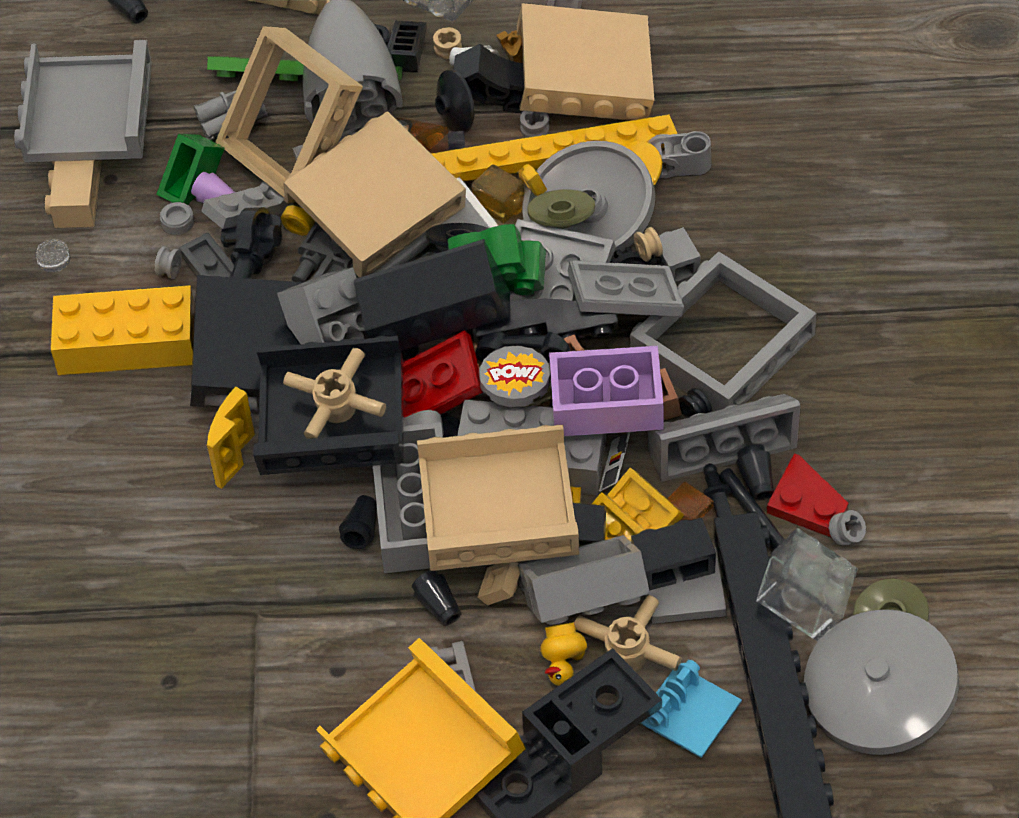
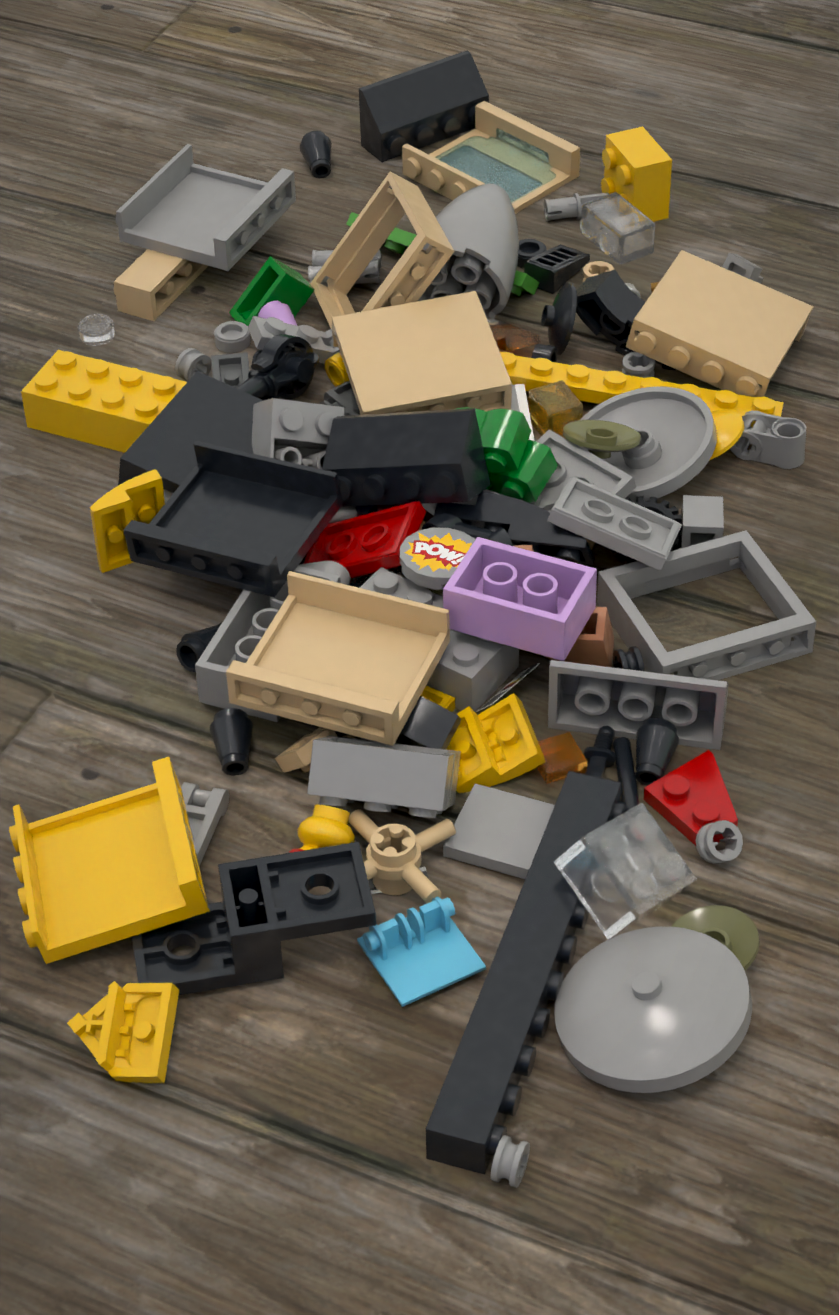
camera: 25 degrees right, 10 degrees down
(334, 394) = (241, 505): tan bar -> none
(532, 180) = (591, 403): yellow tile -> none
(648, 244) = (671, 496): tan bush -> none
(680, 546) = (490, 777): black piece -> none

